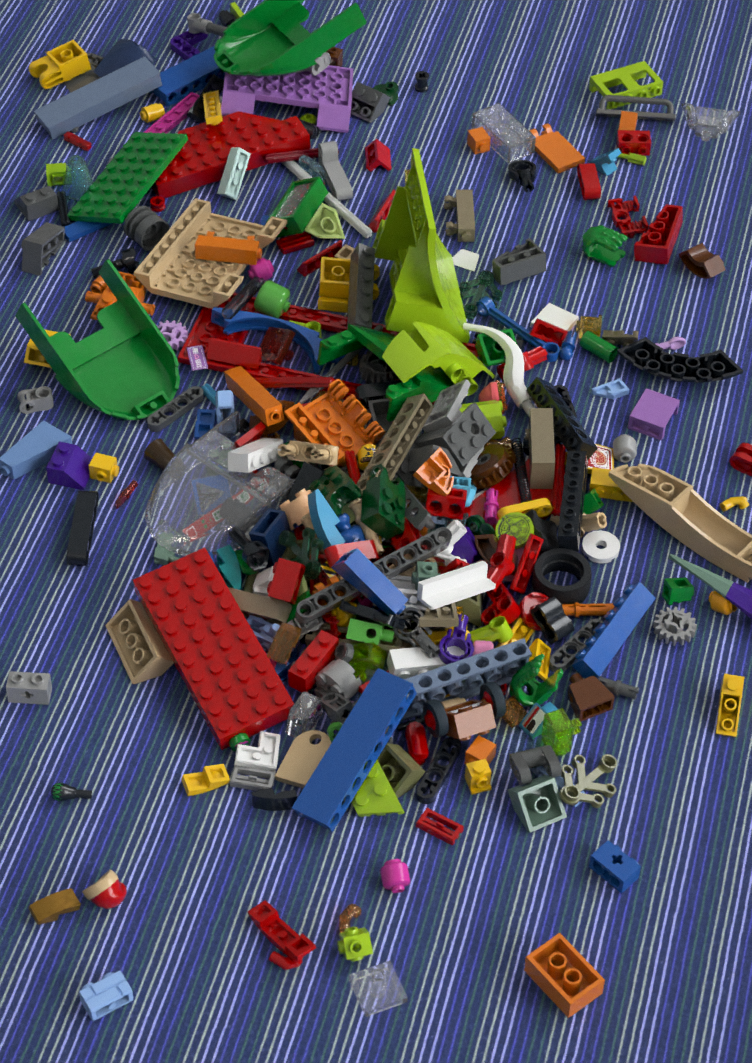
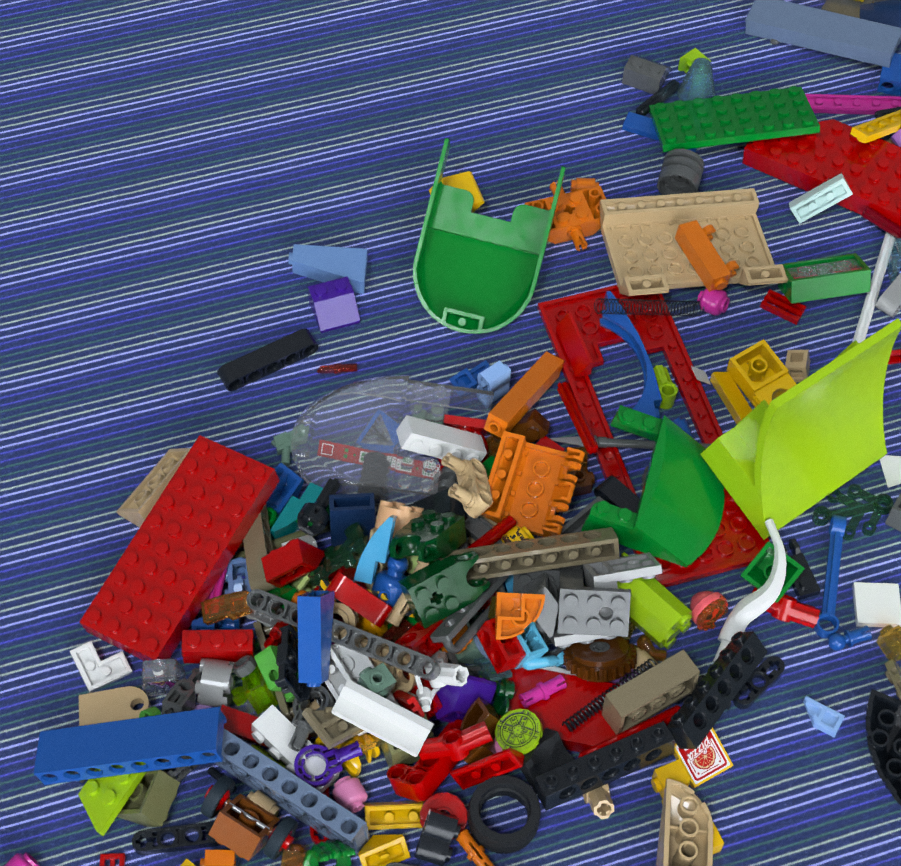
camera: 55 degrees right, 10 degrees up
(29, 688) = (50, 434): light grey brick -> none
(37, 399) = (394, 228): light grey piece -> none
(40, 246) = (589, 110): dark grey wedge -> none
(77, 141) = (758, 52): red axle -> none
(103, 468) = (351, 331): yellow brick -> none
(127, 261) = (627, 187): black piece -> none
(152, 112) = (850, 84): yellow brick -> none
(157, 204) = (734, 169): red bush -> none
(158, 453) = (401, 362): dark brown plant -> none
(174, 333) = (561, 279): lavender gear -> none
(178, 411) = (475, 338): dark grey beam -> none
(197, 357) = (549, 319): medium lavender sticker -> none
(201, 782) = (39, 639): yellow slope -> none
(209, 392) = (516, 362): dark azure axle -> none
(241, 738) = (98, 641): green tile -> none
(252, 782) = (72, 695): light grey tile -> none
(267, 800) = (48, 710): black slope -> none
(272, 299) = (669, 333): bright green head -> none
(276, 345) = (613, 374): clear red tile -> none
(315, 262) = (777, 341): red slope -> none
(325, 224) = (824, 316): yellowish green slope -> none
(361, 286) = (744, 400): dark grey brick -> none
(417, 742) = (191, 801): red arm -> none
(433, 347) = (700, 520): lime beam -> none
(497, 630) = (382, 789): lime piece -> none
(541, 506) = (569, 735): yellow beam -> none
(548, 332) = (845, 607): red slope -> none
(592, 502) = (634, 785): green panel -> none
(598, 346) = (872, 667): green pin -> none
(604, 539) = (584, 843): white tile -> none
(624, 448) = (738, 776): light grey head -> none
(653, 414) = (816, 777): medium lavender panel -> none

